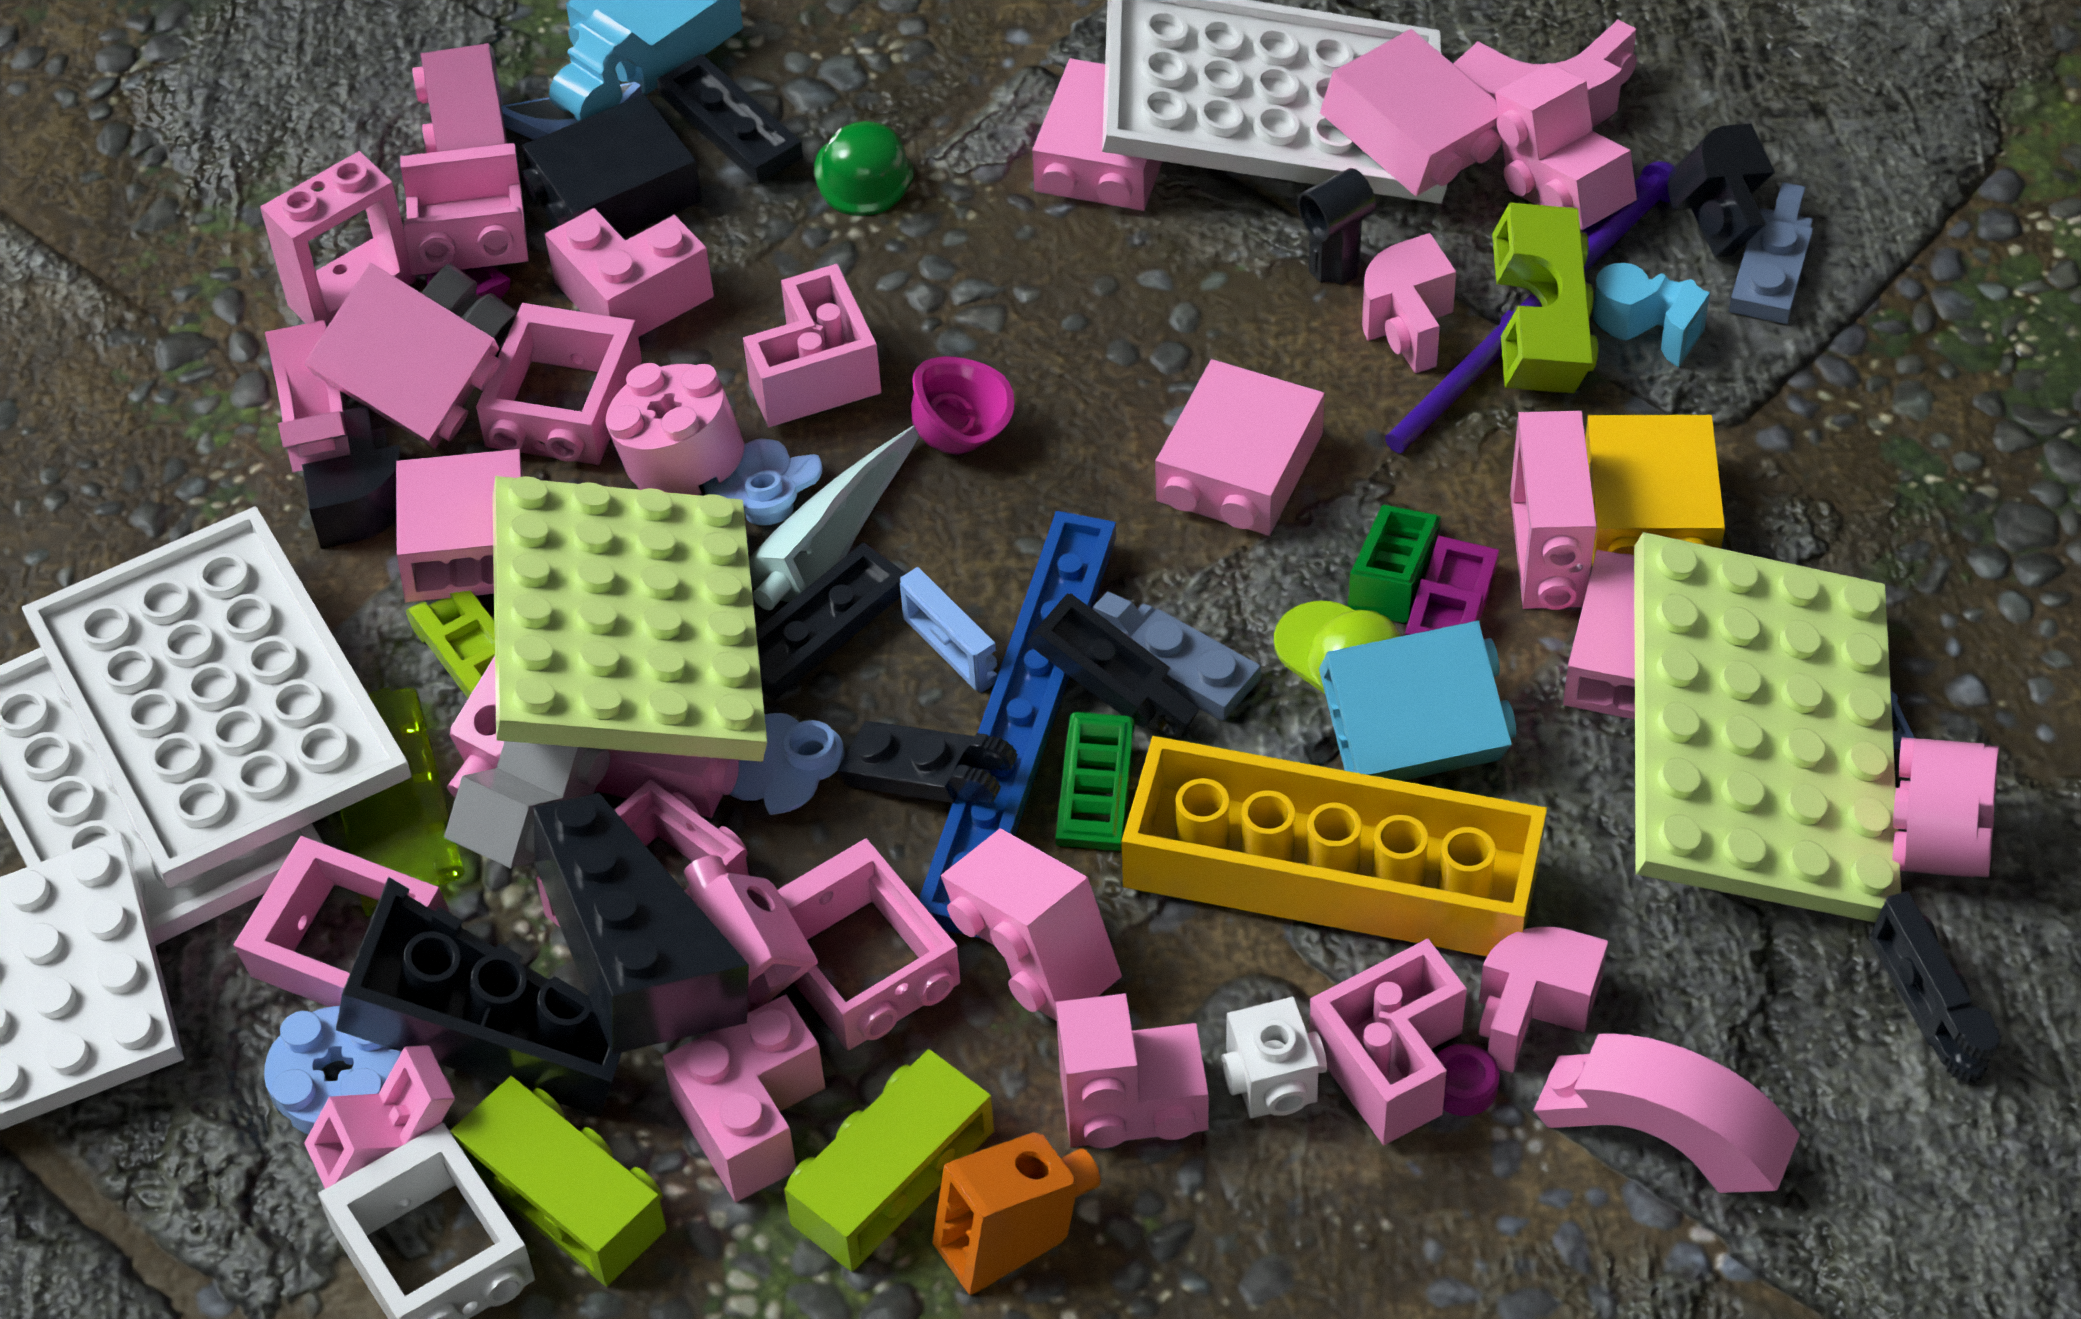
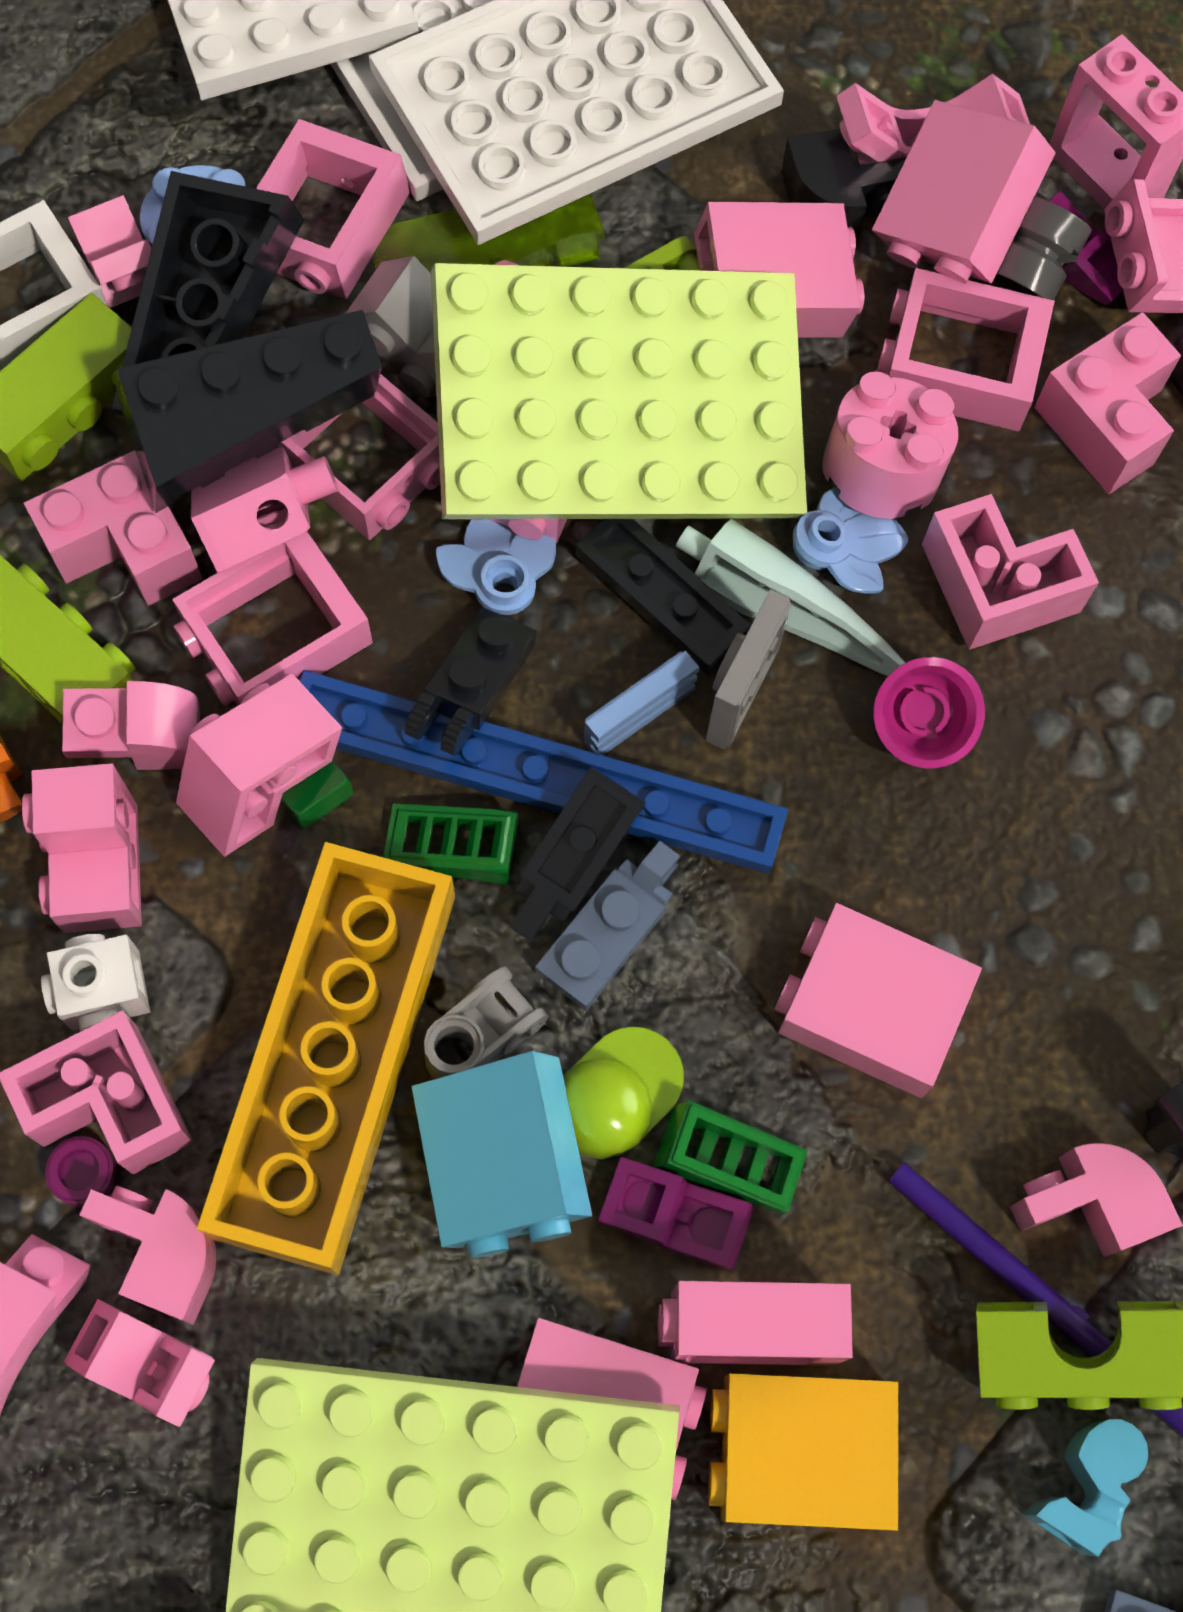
camera: 85 degrees right, 20 degrees up
(944, 521) = (746, 669): none -> light grey piece
(989, 1041) = (137, 722): none -> bright pink brick
(1288, 731) = (489, 1019): none -> light grey piece
(1656, 970) = (140, 1363): none -> bright pink brick

